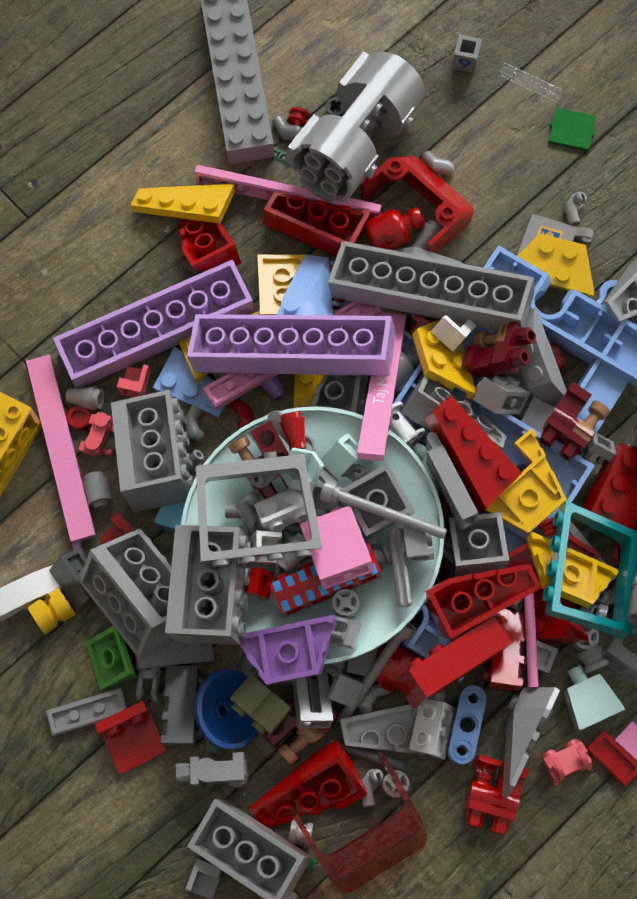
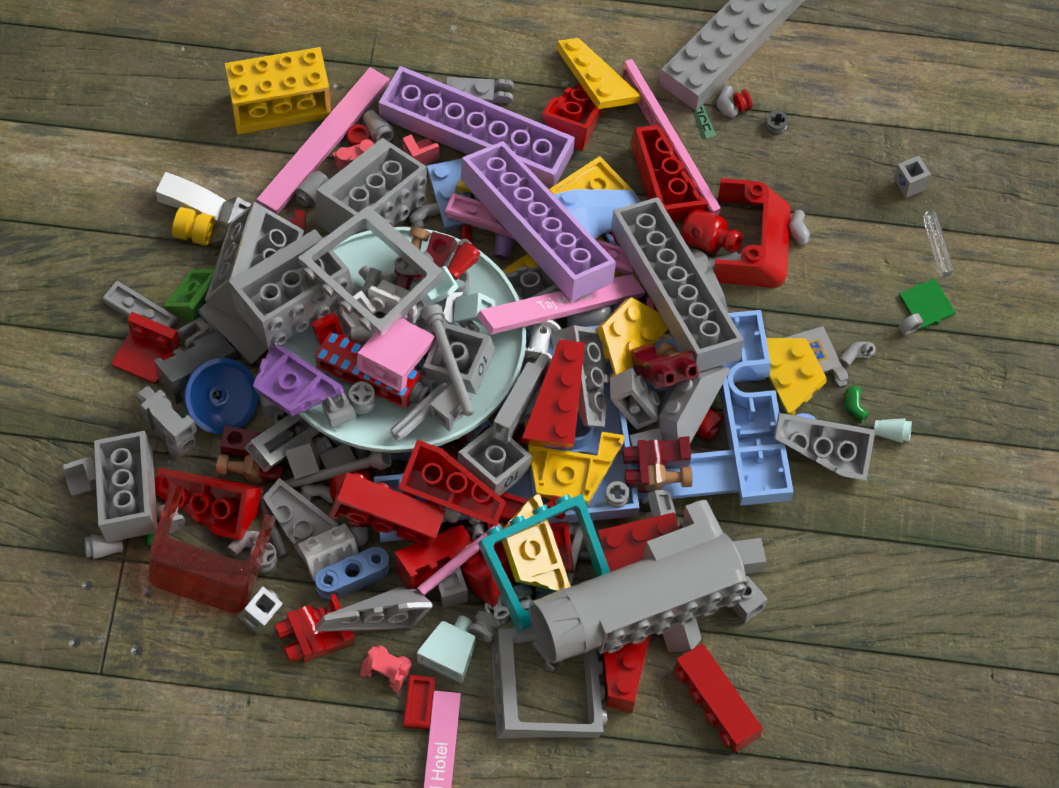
camera: 45 degrees right, 10 degrees down
(119, 294) = (484, 88): none -> light grey hinge
(260, 705) = (240, 411): olive brick -> none
(337, 151) = (803, 136): light grey cylinder -> none
(446, 815) = (257, 618): none -> light grey brick
(450, 333) = (650, 325): white panel -> none
(575, 480) = (623, 490): none -> light grey bush
(584, 153) = (911, 324): none -> light grey tile
(613, 244) = (852, 403): none -> green arm

